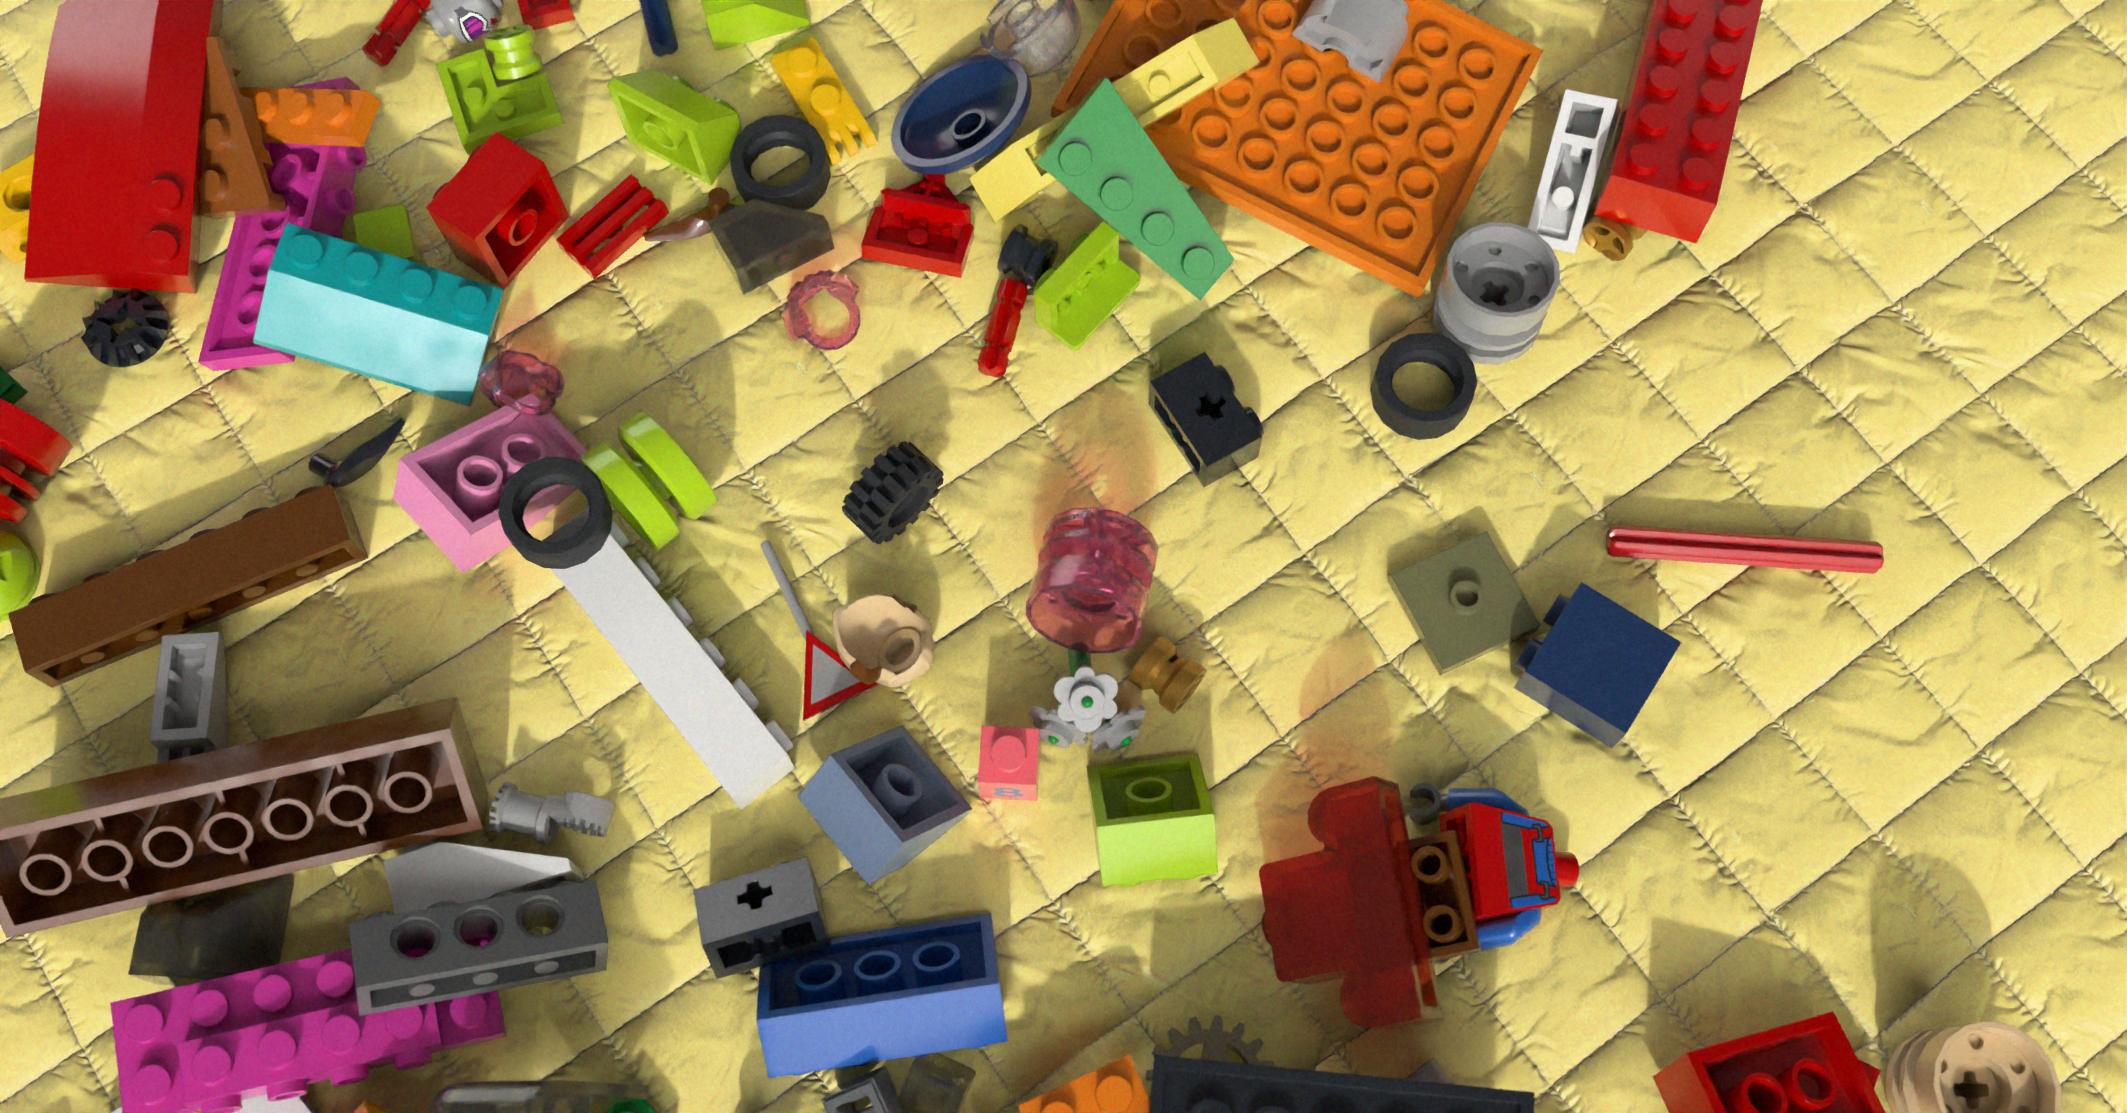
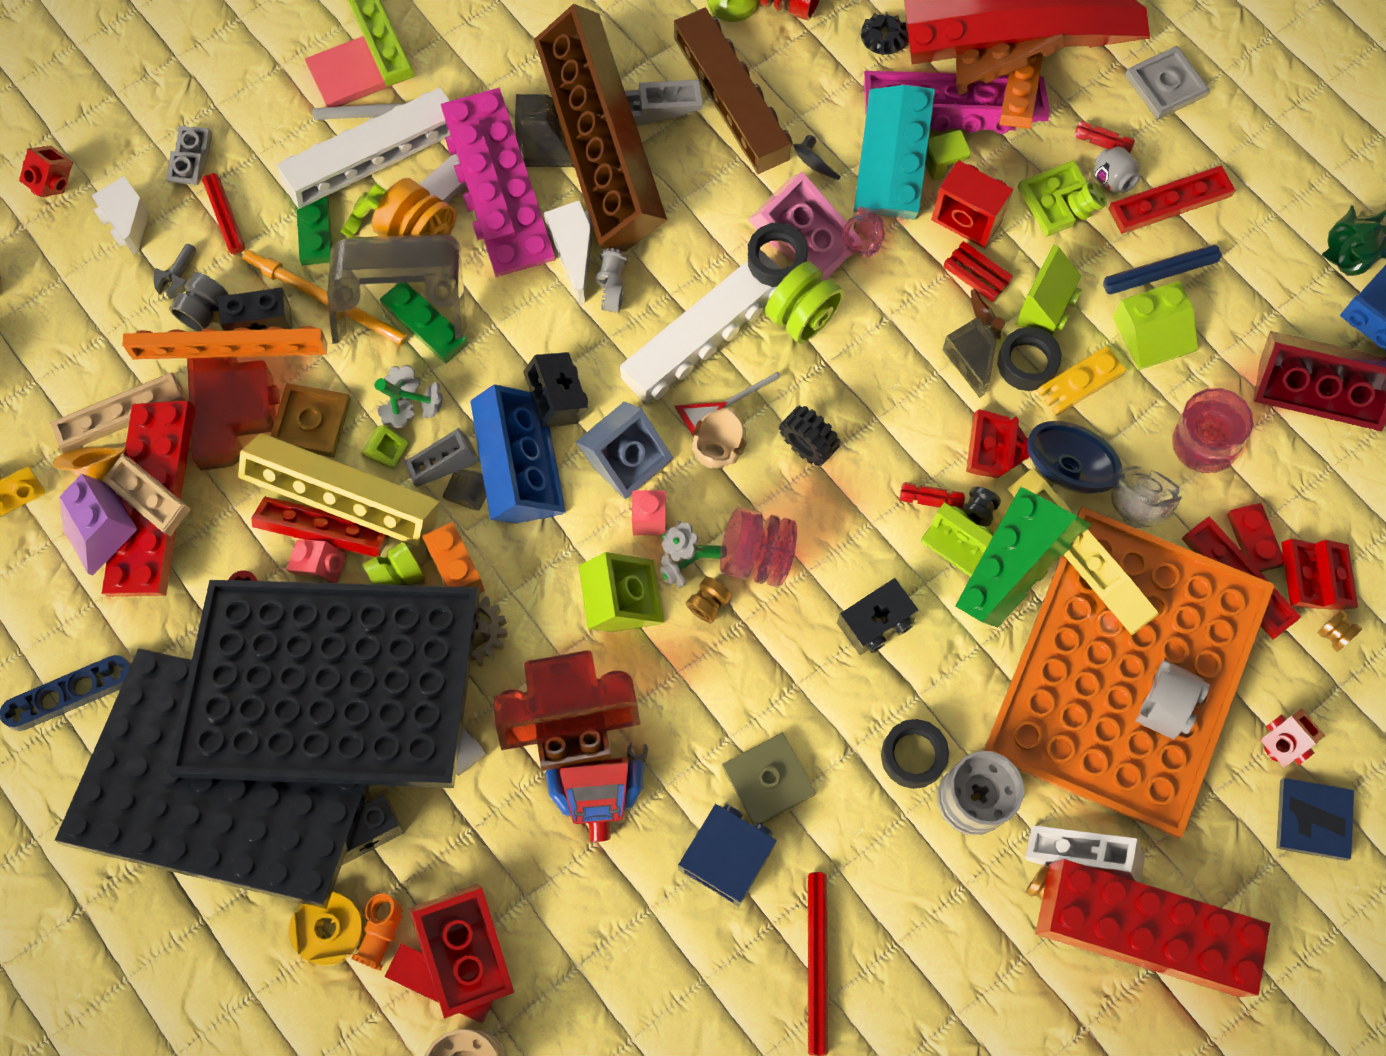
camera: 85 degrees right, 0 degrees up
(455, 969) = (537, 298): dark grey brick -> none
(796, 320) = (922, 378): clear pink piece -> none

